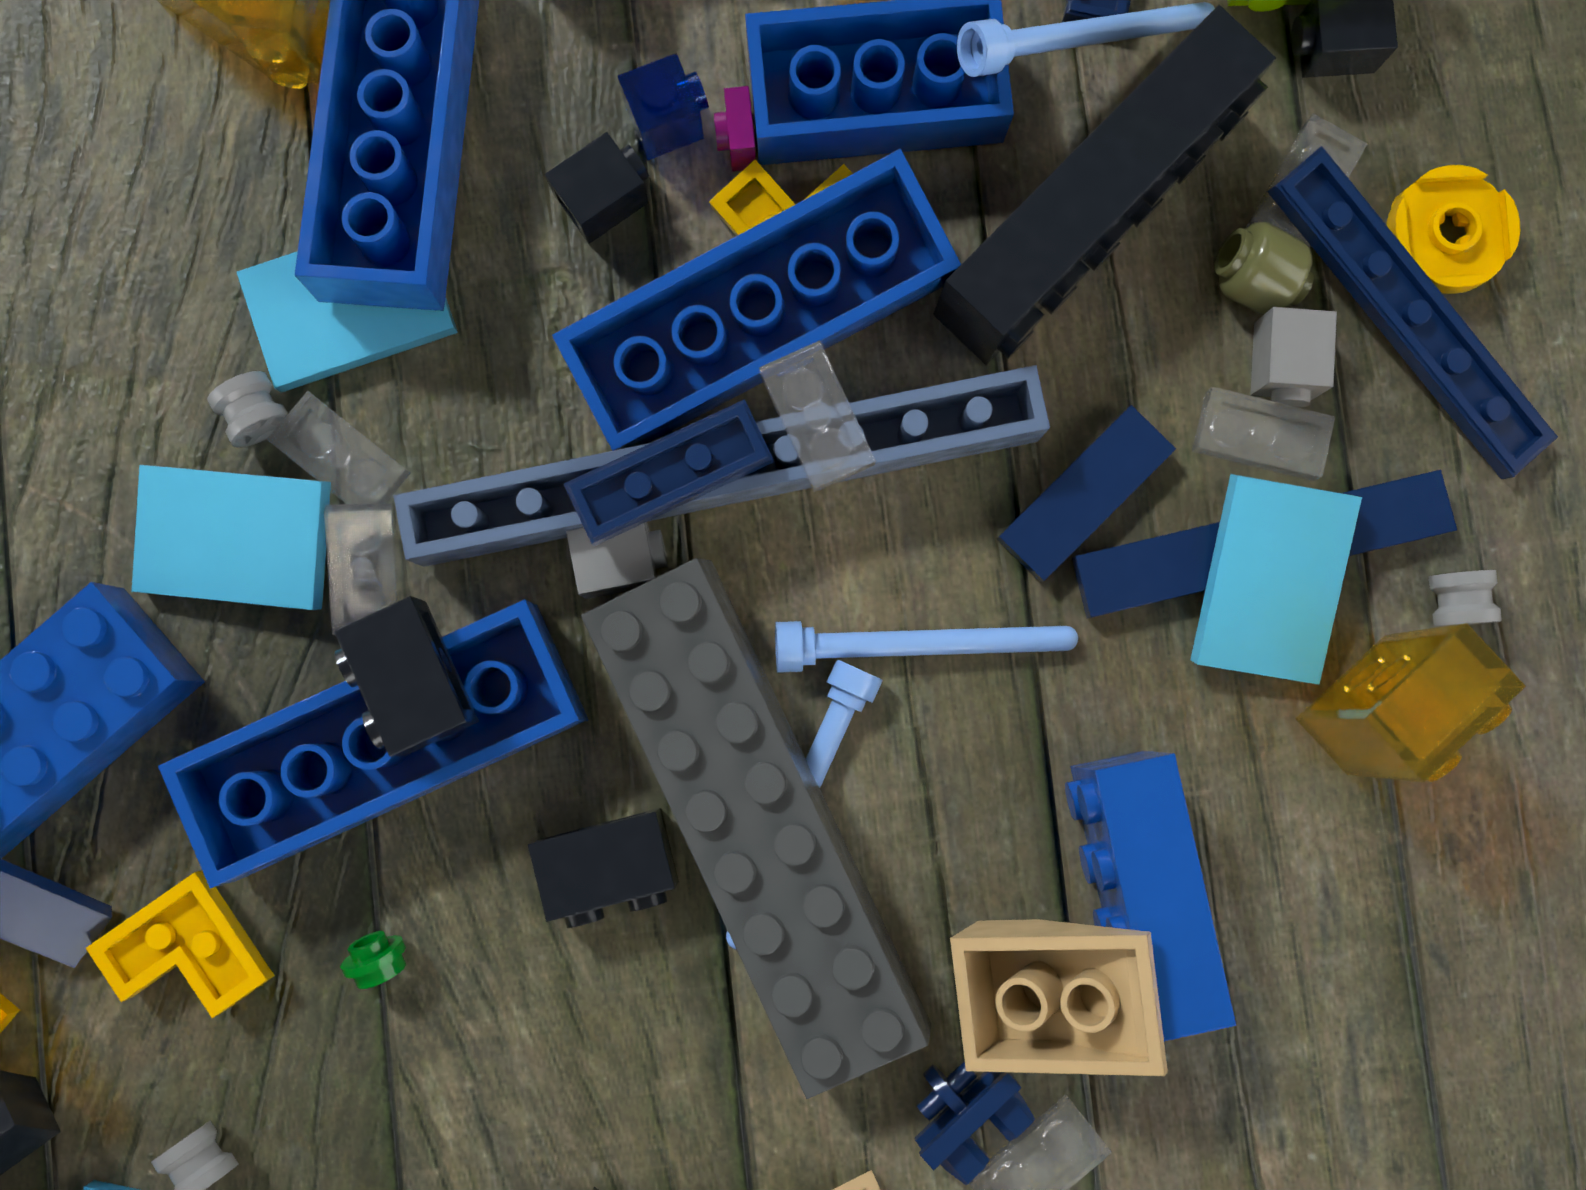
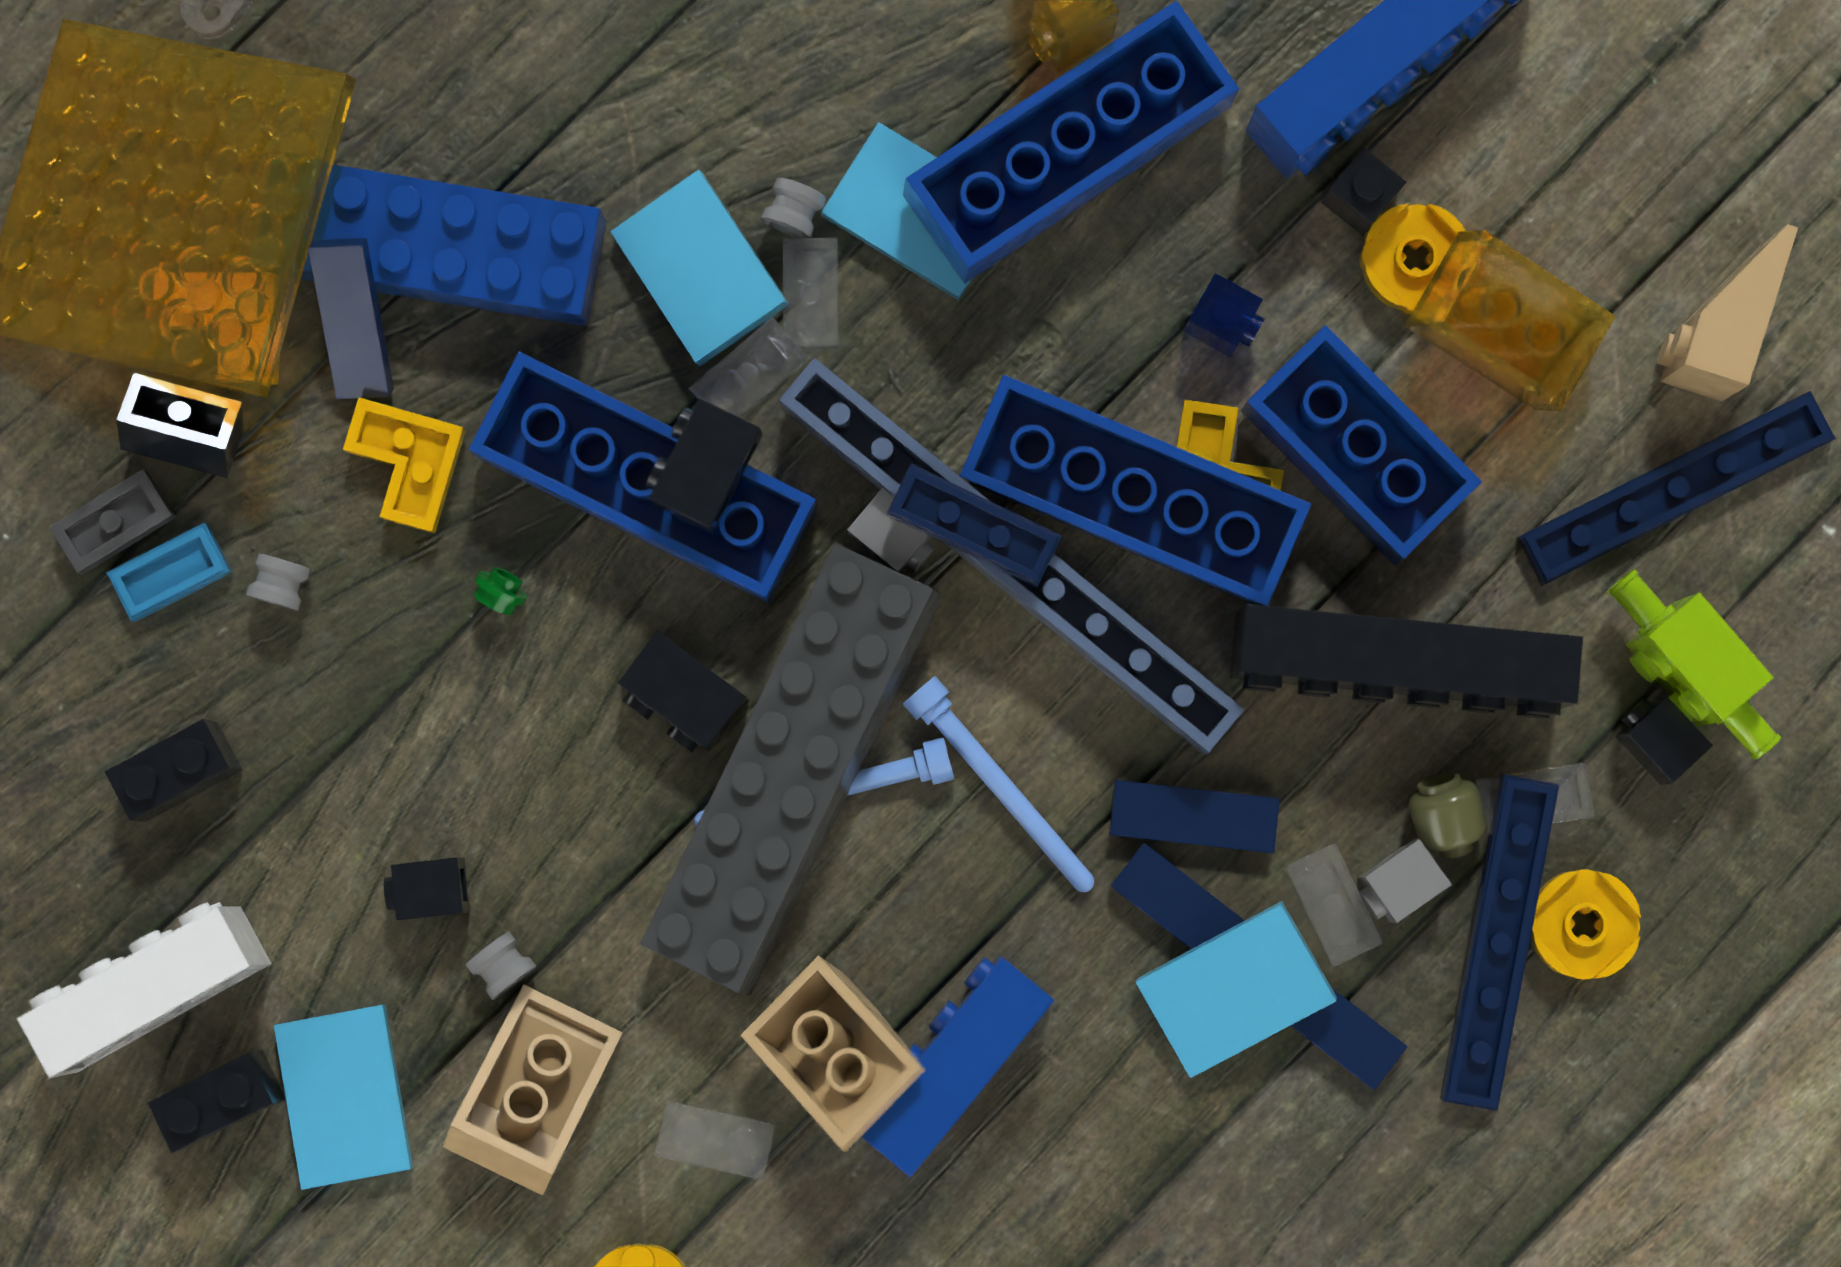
camera: 55 degrees right, 0 degrees up
(599, 186) = (1135, 317): black brick -> none
(735, 128) = (1250, 376): magenta plate -> none
(817, 416) = (1088, 592): clear plate -> none
(949, 1136) = (685, 1066): dark blue hips -> none
(988, 45) = (1431, 506): light blue piece -> none
(1412, 704) = (1214, 1134): clear yellow brick -> none
(1465, 598) = (1329, 1131): light grey wheel -> none

